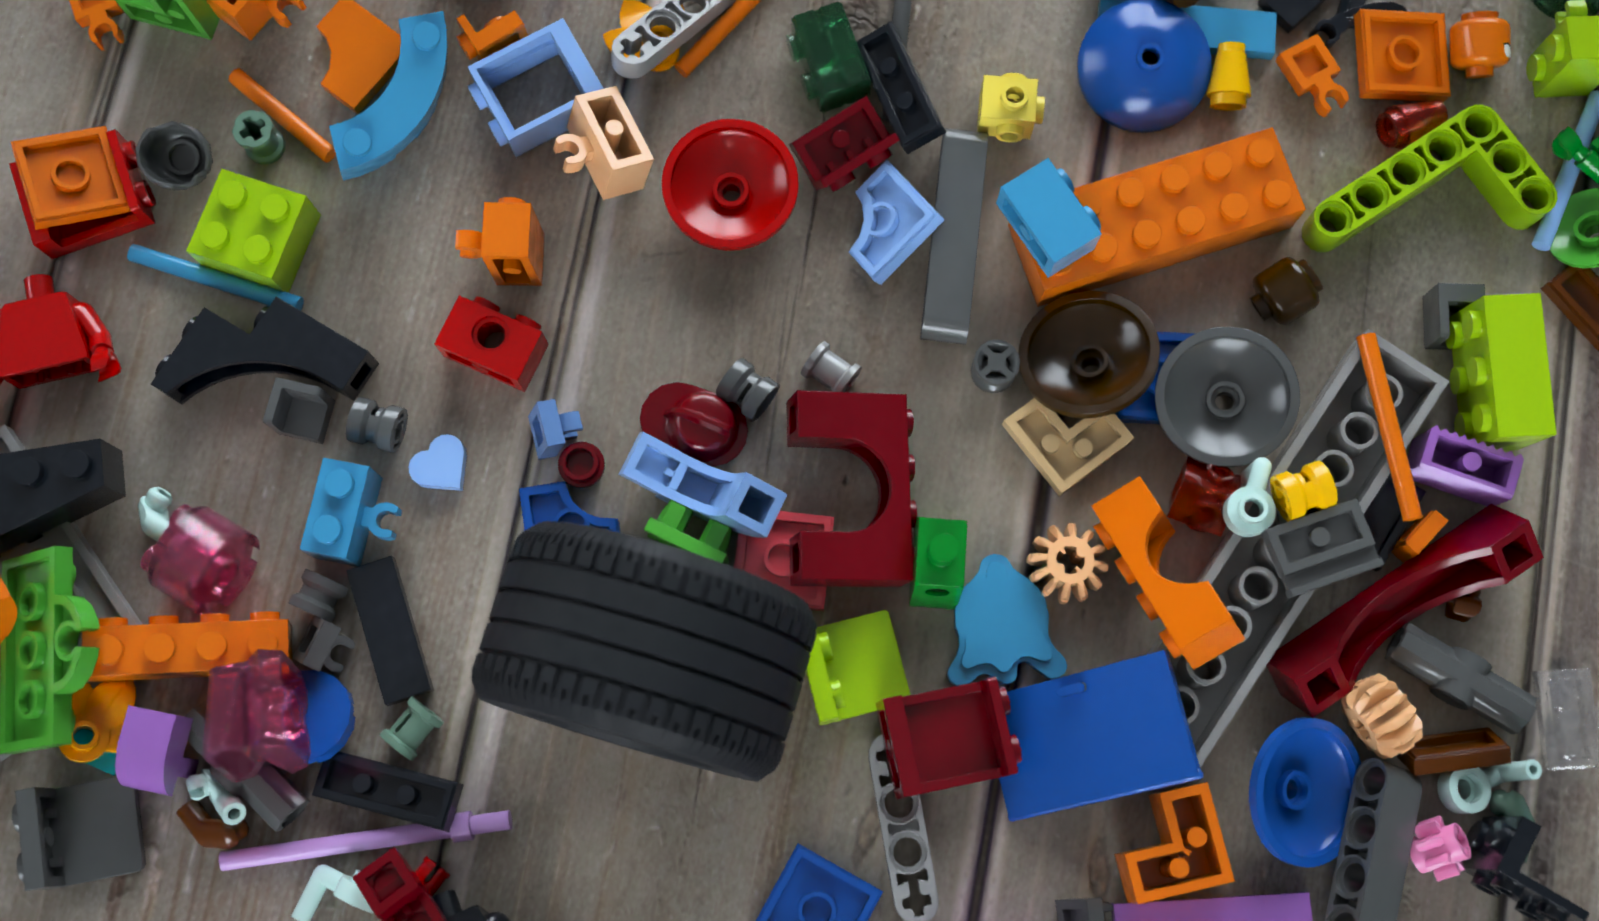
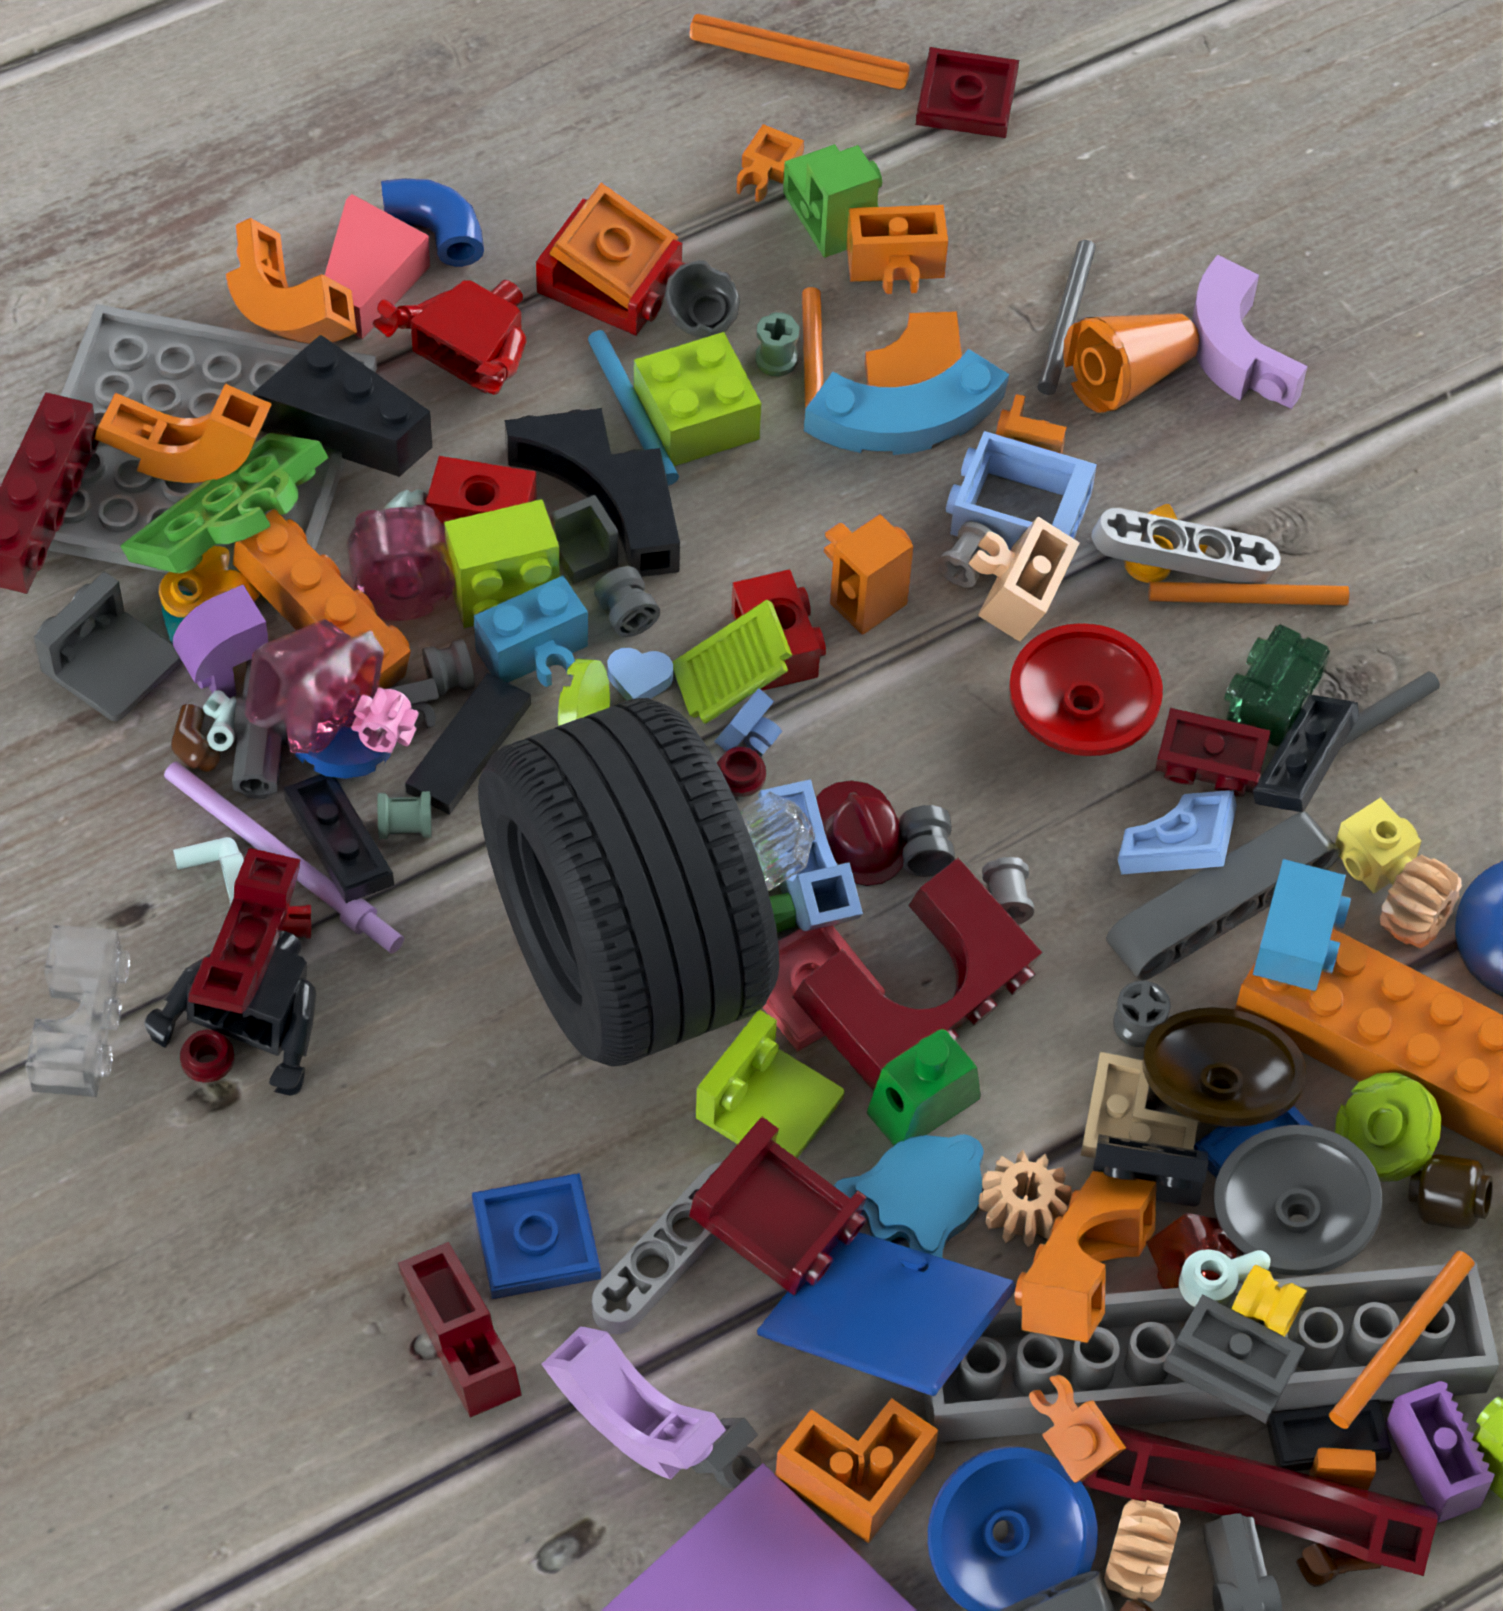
camera: 45 degrees right, 20 degrees down
(174, 456) = (472, 488): none -> red brick
(270, 489) = (500, 556): none -> lime brick
(330, 686) = (385, 720): none -> bright pink gear
(448, 537) = (587, 692): none -> lime tile
(497, 398) = (732, 663): none -> lime window
(547, 163) = (961, 554): none -> light grey bush
(672, 501) = (779, 835): none -> clear piece
(1073, 119) = (1420, 901): none -> light nougat gear
(1124, 466) = (1176, 1170): none -> black bracket
(1213, 288) = (1392, 1124): none -> lime tile
(1290, 698) = (1080, 1434): none -> orange plate

